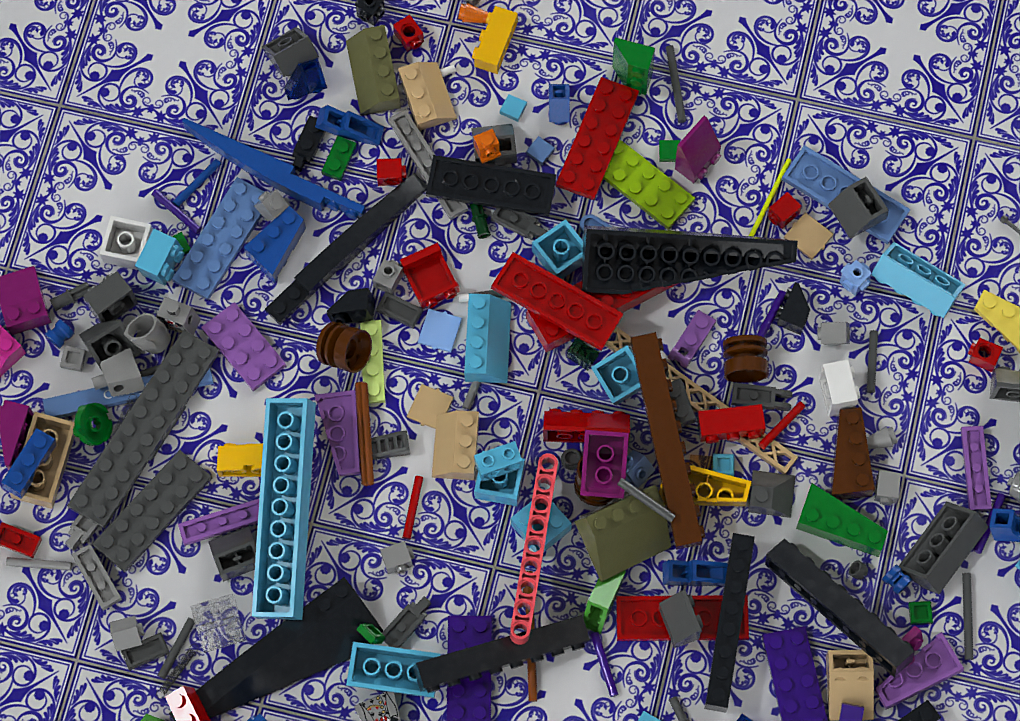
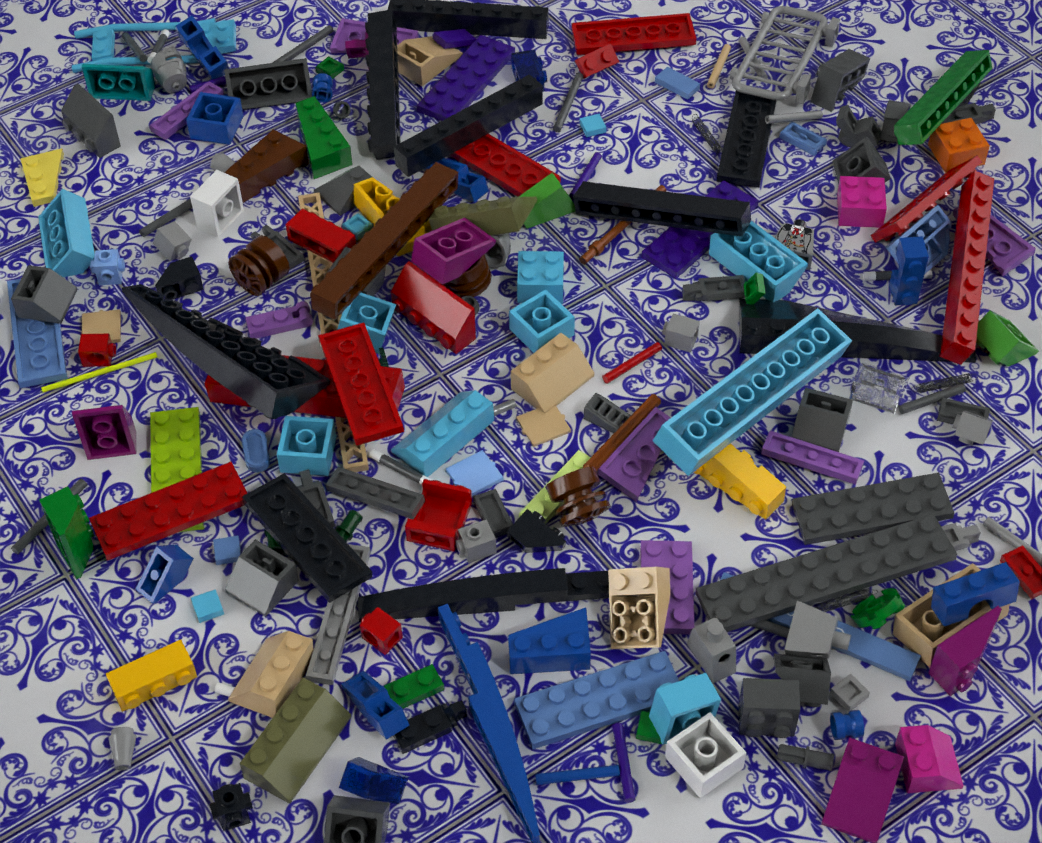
camera: 140 degrees left, 20 degrees down
(96, 577) = (967, 492): light grey plate -> none
(151, 333) = (757, 646): light grey helmet -> none
(244, 307) = (638, 606): none -> tan slope
(271, 204) = (525, 676): light grey brick -> none
(405, 26) = (225, 760): red brick -> none
(472, 14) = (144, 722): orange cone -> none
(482, 256) = (375, 492): none -> dark grey plate
(487, 146) = (276, 547): orange brick -> none
(498, 461) = (535, 310): medium azure brick -> none
(533, 538) = (566, 240): coral beam -> none
(646, 500) = (450, 204): dark grey bar -> none
(668, 150) = (123, 466): green tile -> none
(680, 619) = (503, 142): dark grey slope -> none
(771, 314) = (205, 293): dark purple bar -> none
(795, 411) = (275, 221): red bar -> none
(887, 487) = (258, 129): light grey brick -> none
(938, 470) = (215, 118): none -> blue brick
(992, 349) = (88, 162): red brick -> none

